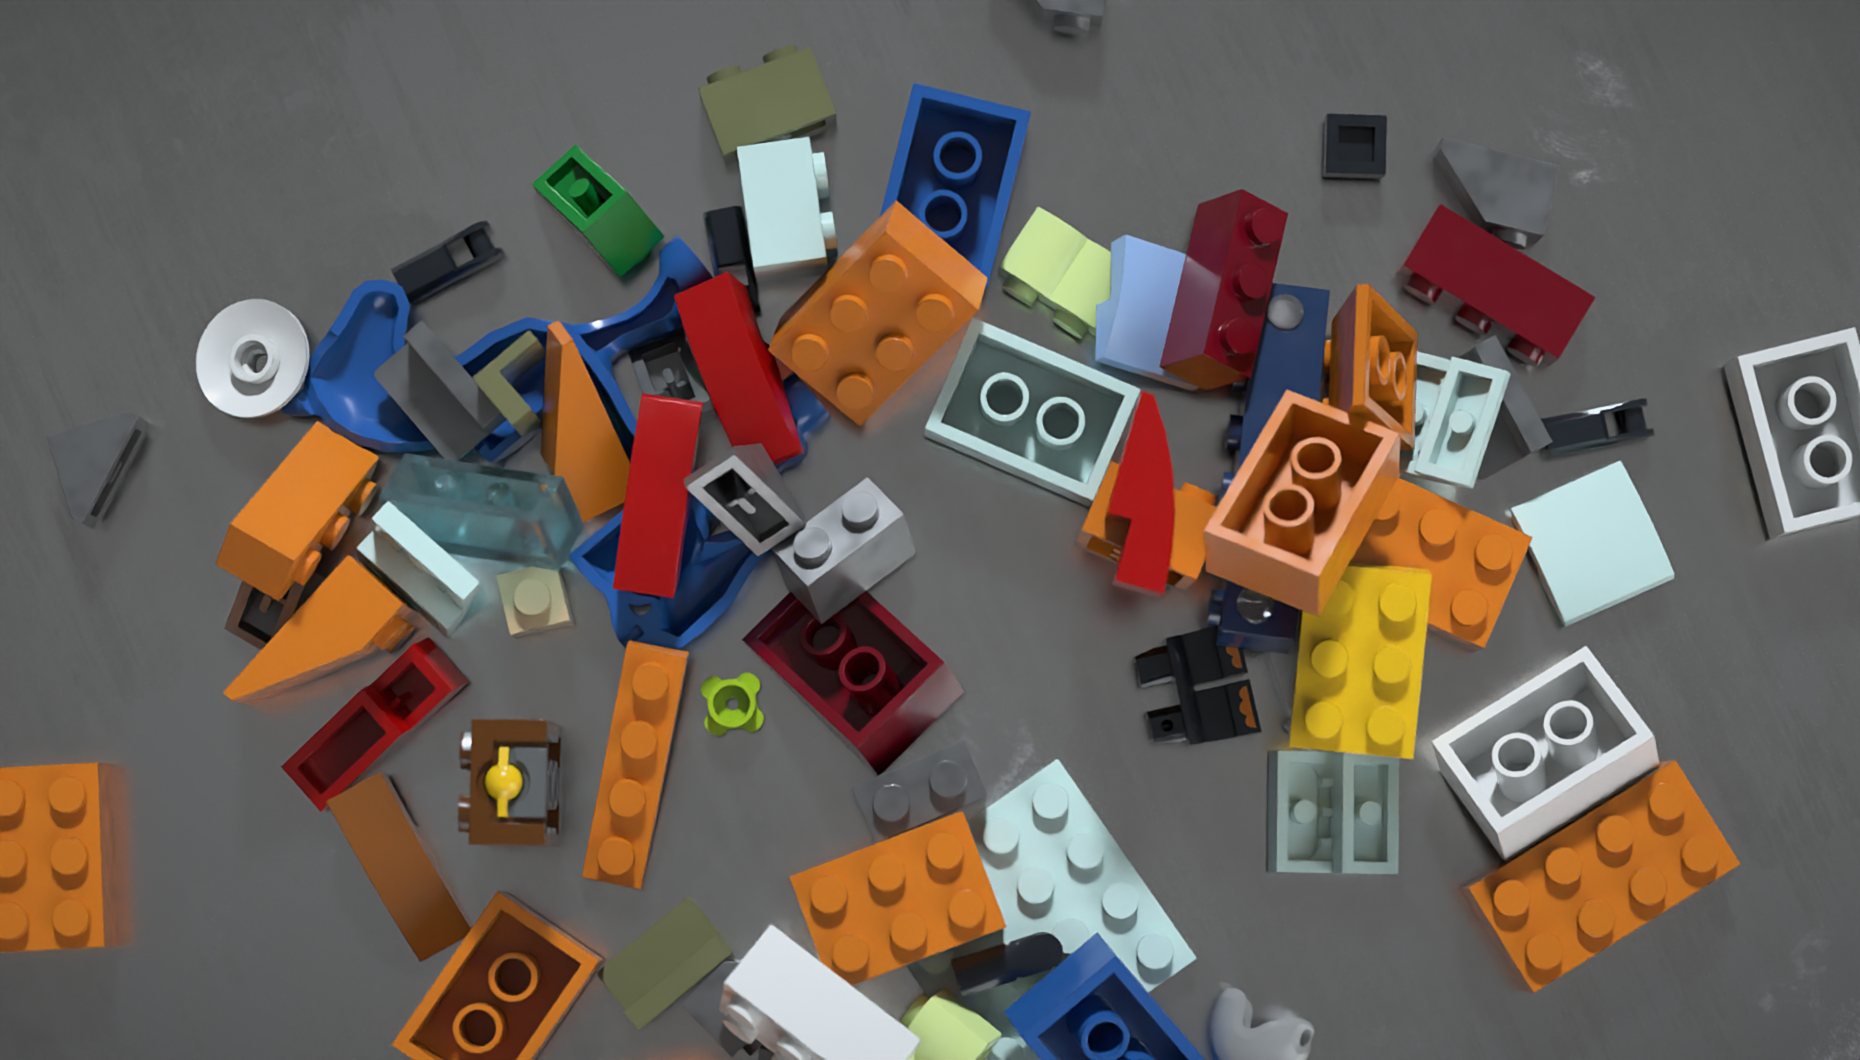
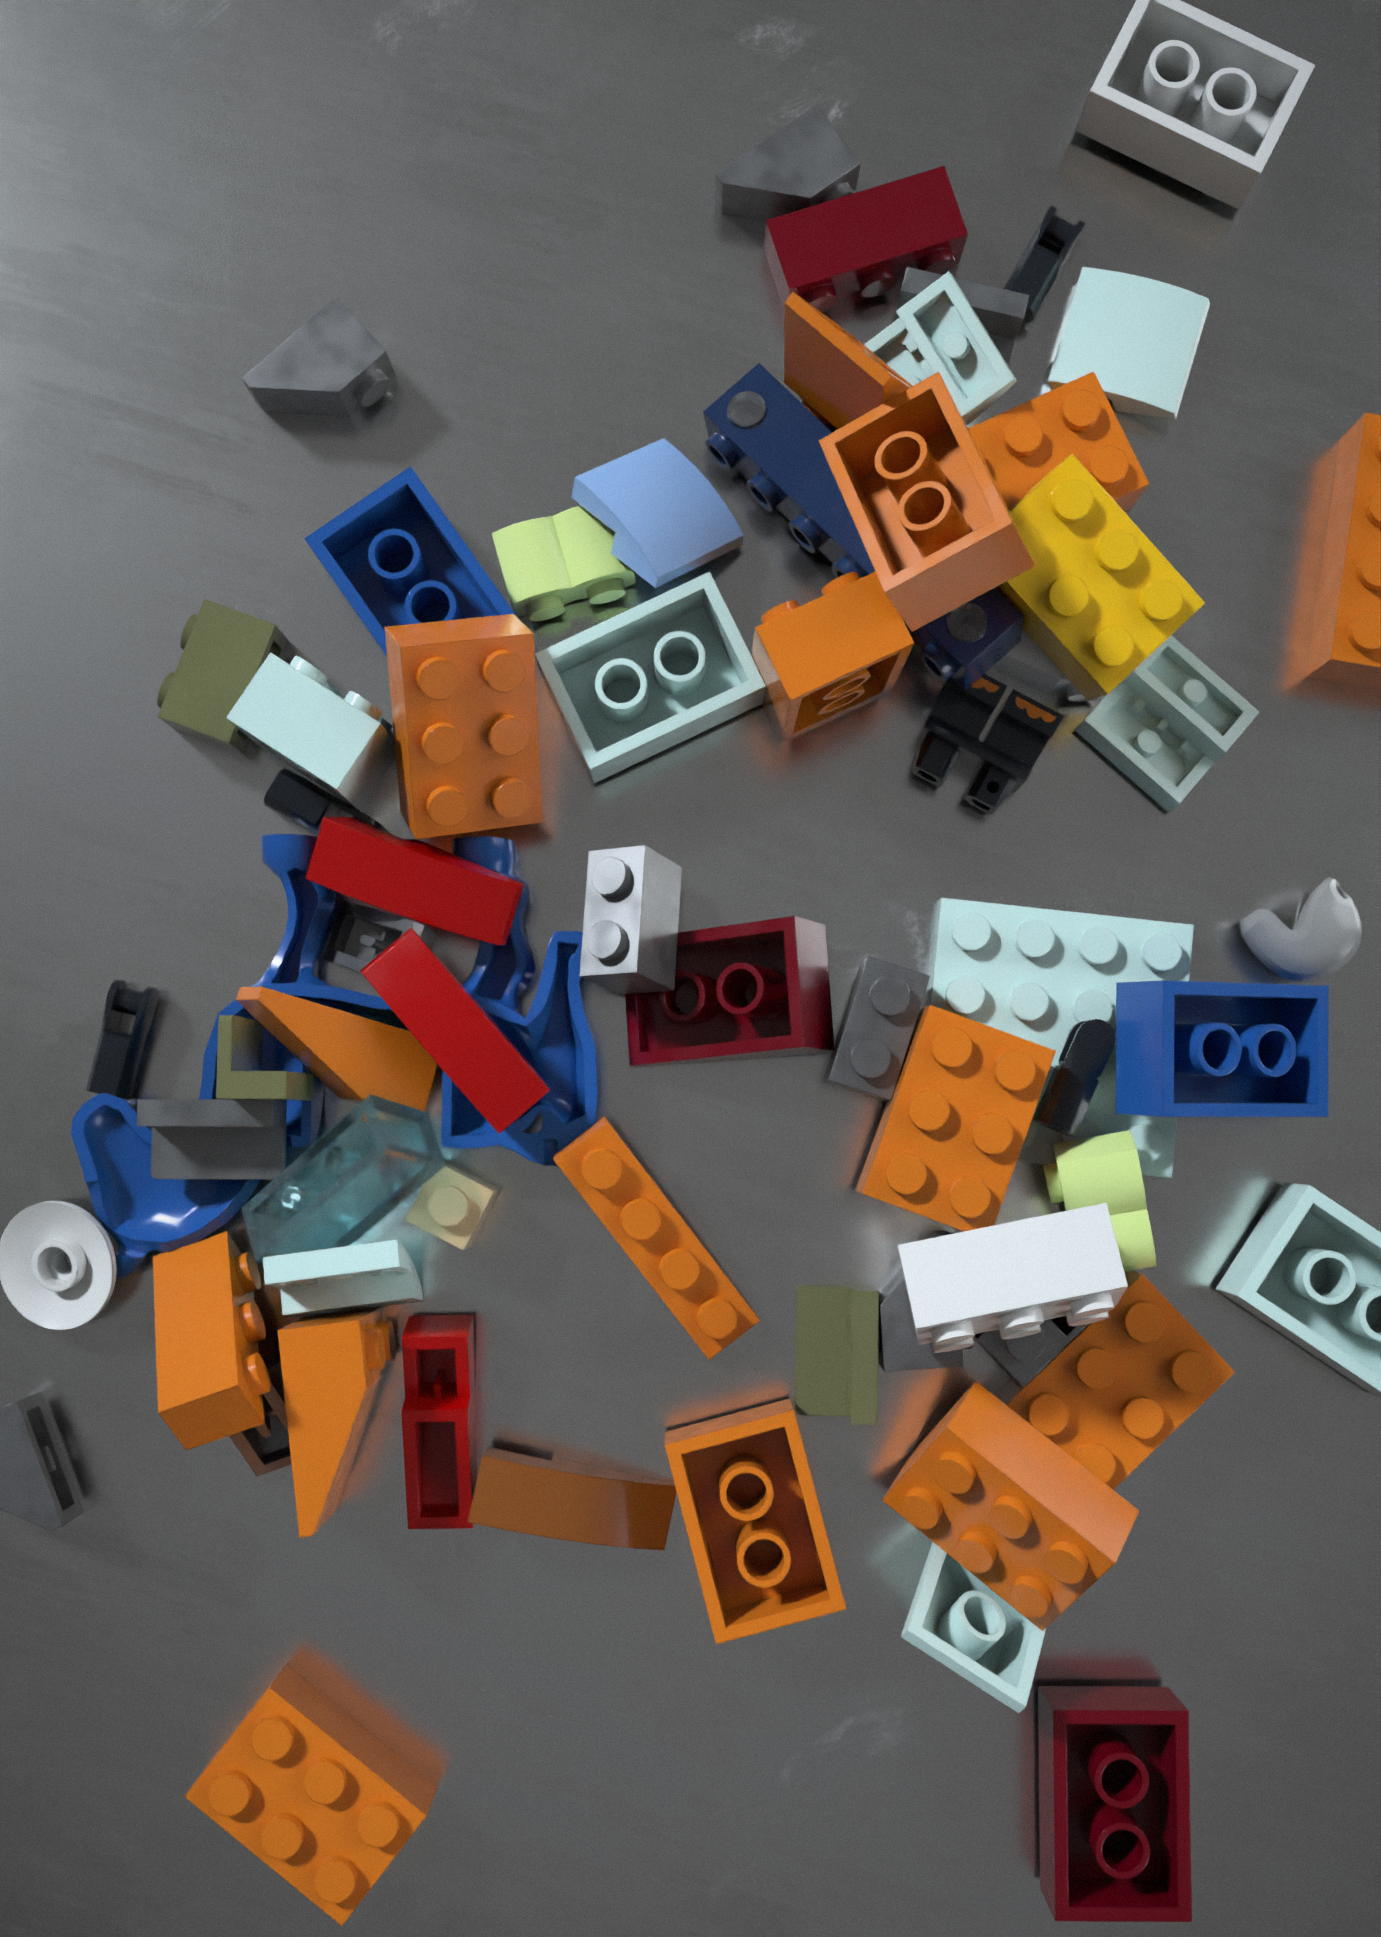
camera: 45 degrees left, 0 degrees up
(511, 782) = (588, 1360): reddish brown piece -> none
(598, 210) = (188, 882): green slope -> none
(720, 691) = (692, 1113): lime plate -> none
(748, 497) = (520, 957): flat silver slope -> none
(1145, 502) = (816, 622): red slope -> none
(1224, 290) = (688, 441): dark red brick -> none
(1355, 145) = (660, 255): black plate -> none
(1546, 754) = (1274, 507): white brick -> none

